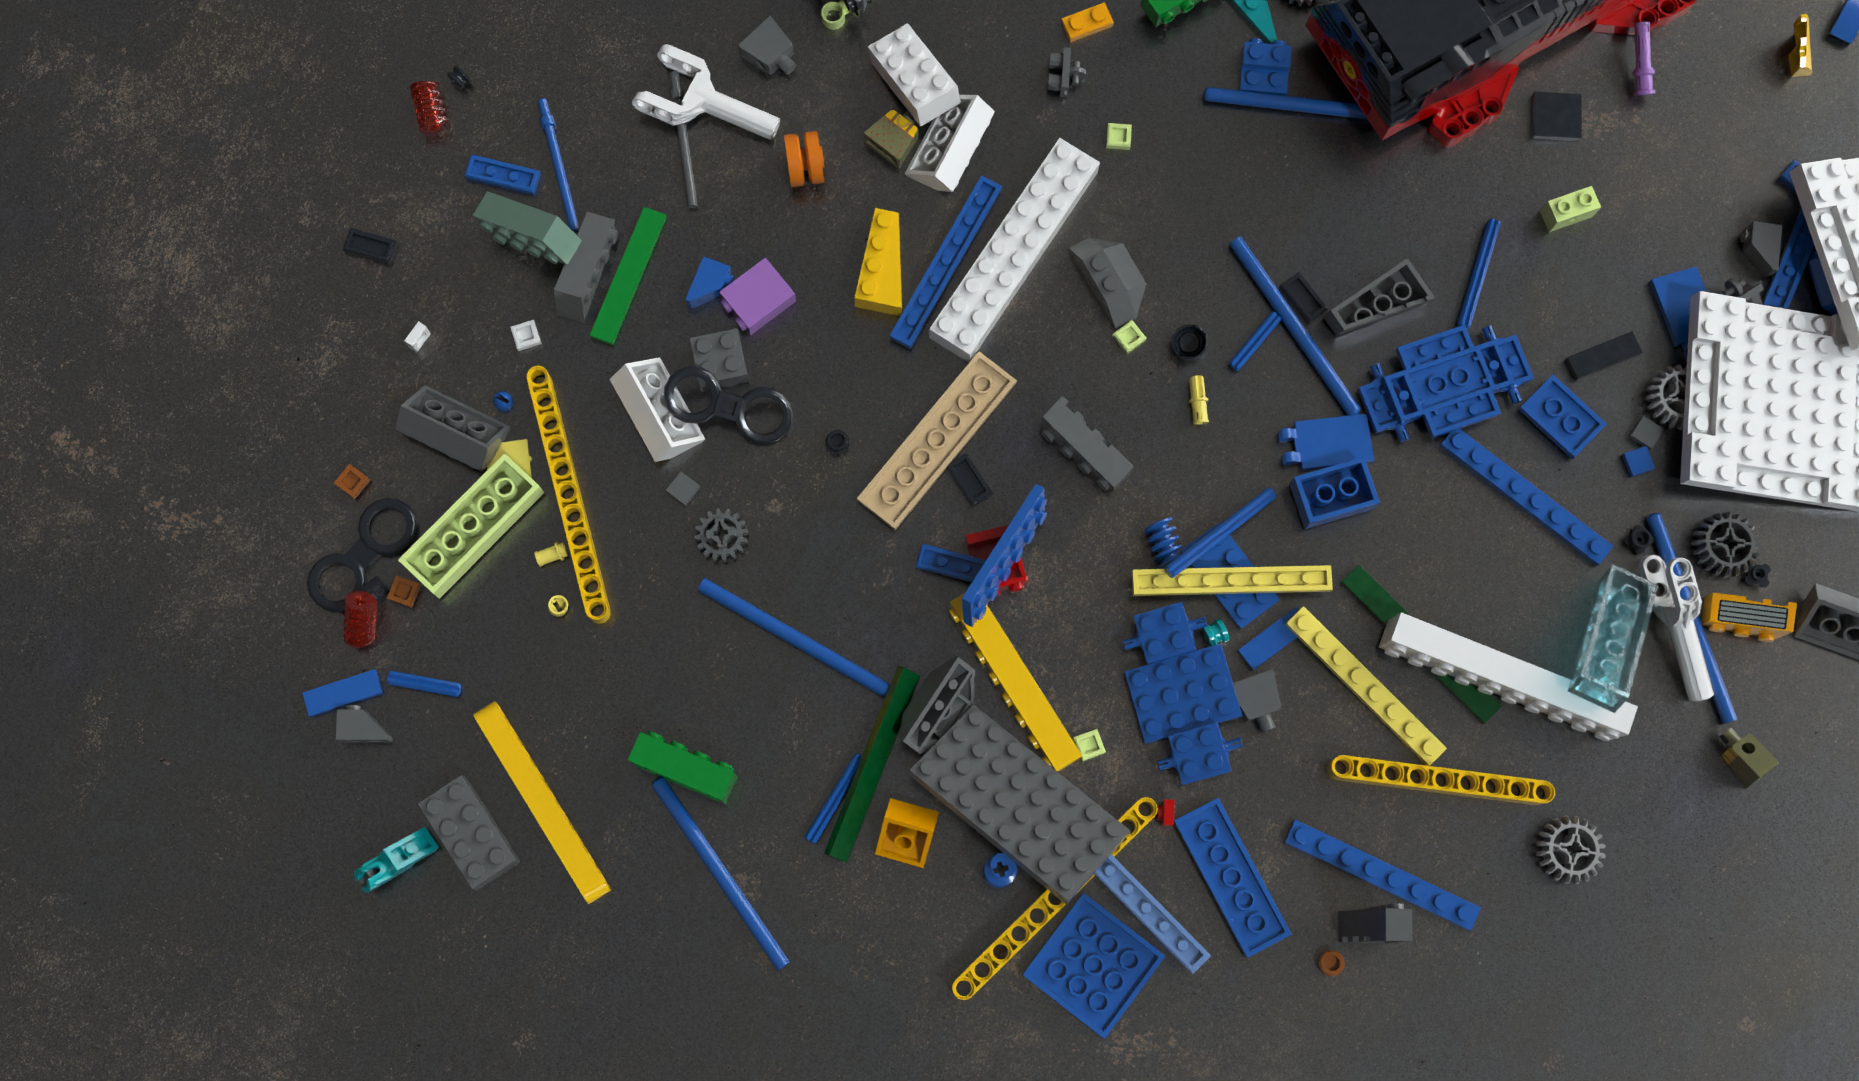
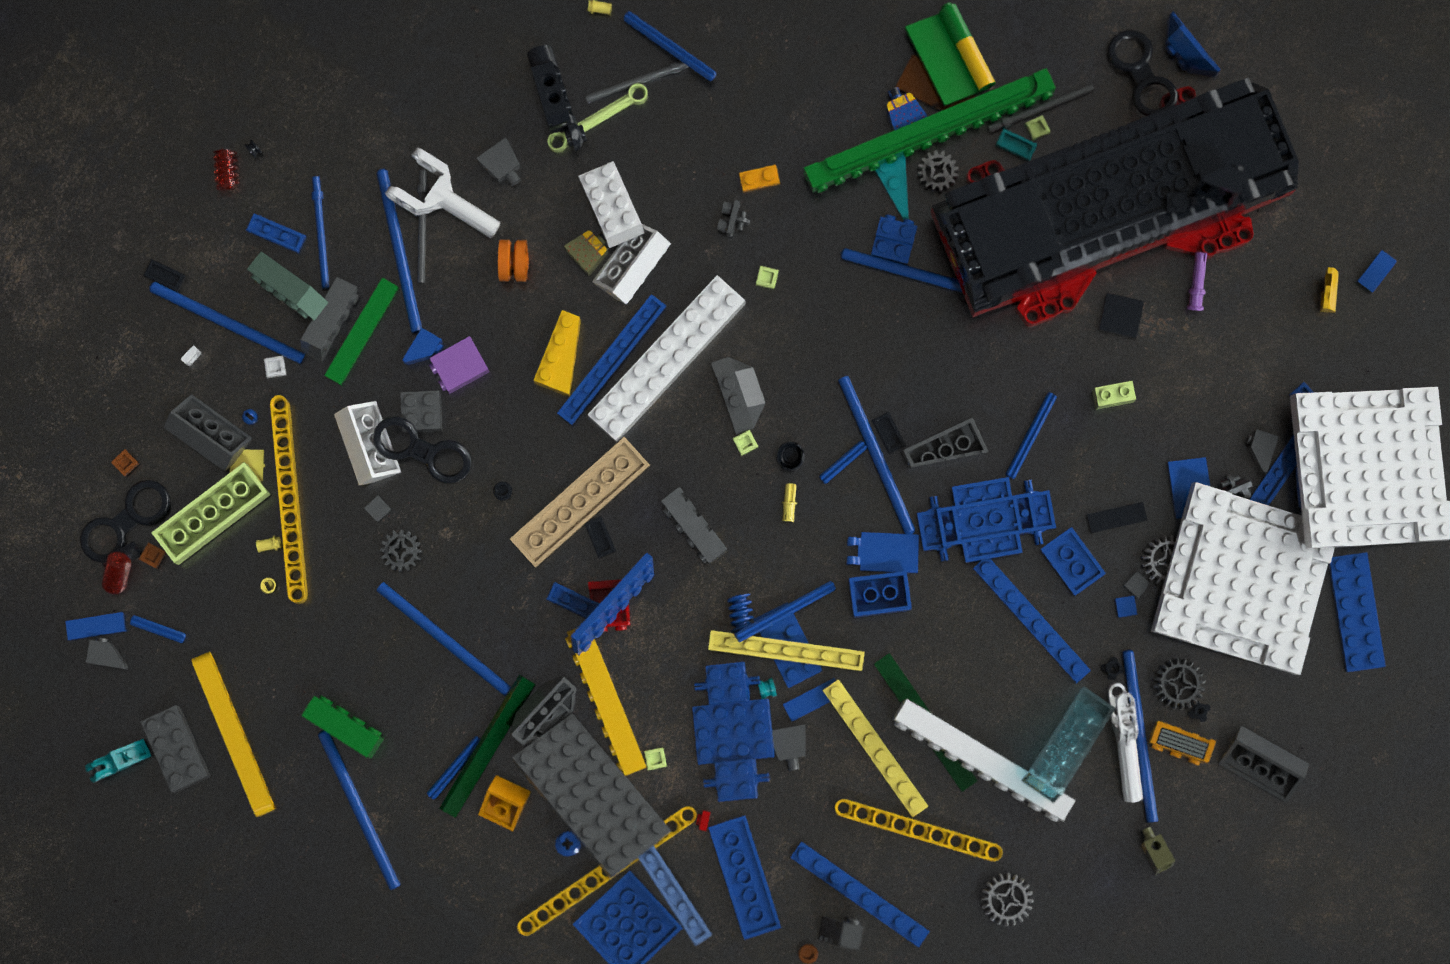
camera: 15 degrees right, 5 degrees up
(457, 290) = (226, 322): none -> blue piece
(660, 174) = (399, 253): none -> blue piece

